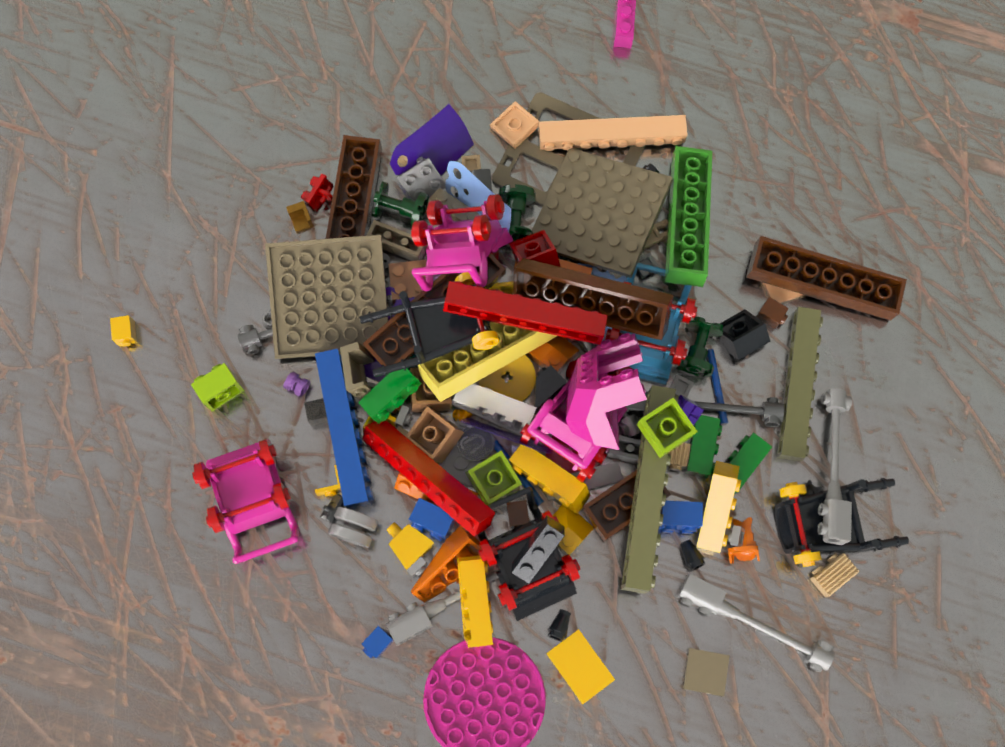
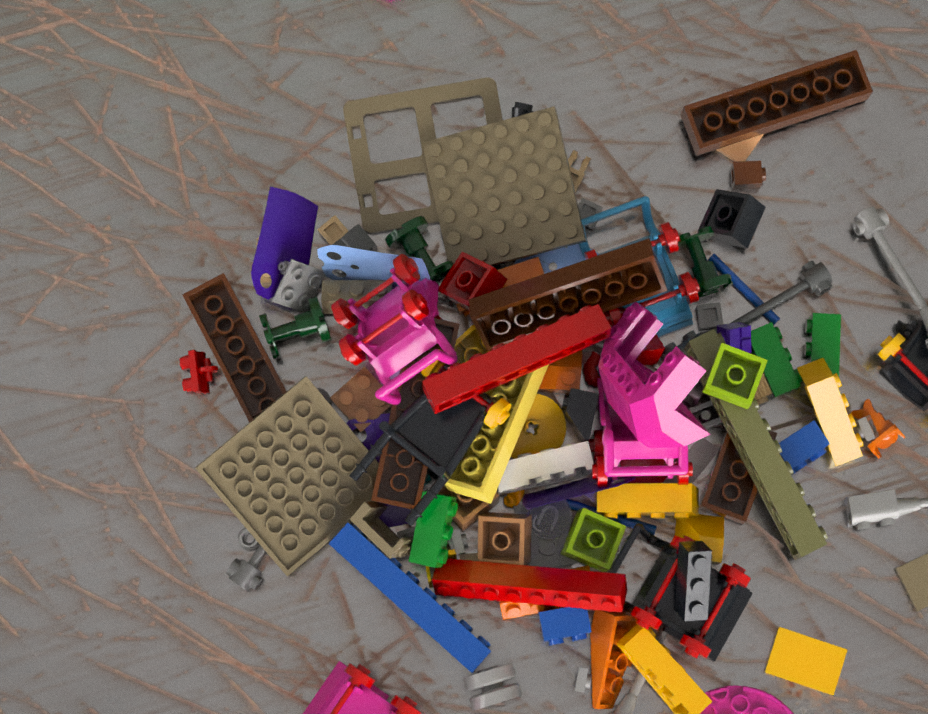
camera: 30 degrees left, 5 degrees up
(123, 330) = (108, 658): yellow brick -> none
(217, 386) = (251, 646): lime brick -> none
(296, 384) = (321, 588): medium lavender wheel -> none
(300, 216) = (198, 411): pearl gold panel -> none
(316, 412) = (368, 599): clear smoke brick -> none
(329, 511) = (455, 684): dark grey piece -> none
(330, 490) = (442, 666): yellow bracket -> none
(397, 241) = (317, 368): dark tan brick -> none
(408, 544) = (557, 664): yellow torso -> none
(515, 124) = (347, 156): light nougat tile -> none
(517, 513) = (641, 558): reddish brown brick -> none
(559, 627) = (759, 637): black cone -> none
(612, 132) = (455, 95): light nougat brick -> none
(689, 217) = (598, 135): bright green brick -> none
(692, 555) = (836, 476): black cone -> none
(799, 384) = (822, 229): olive brick -> none

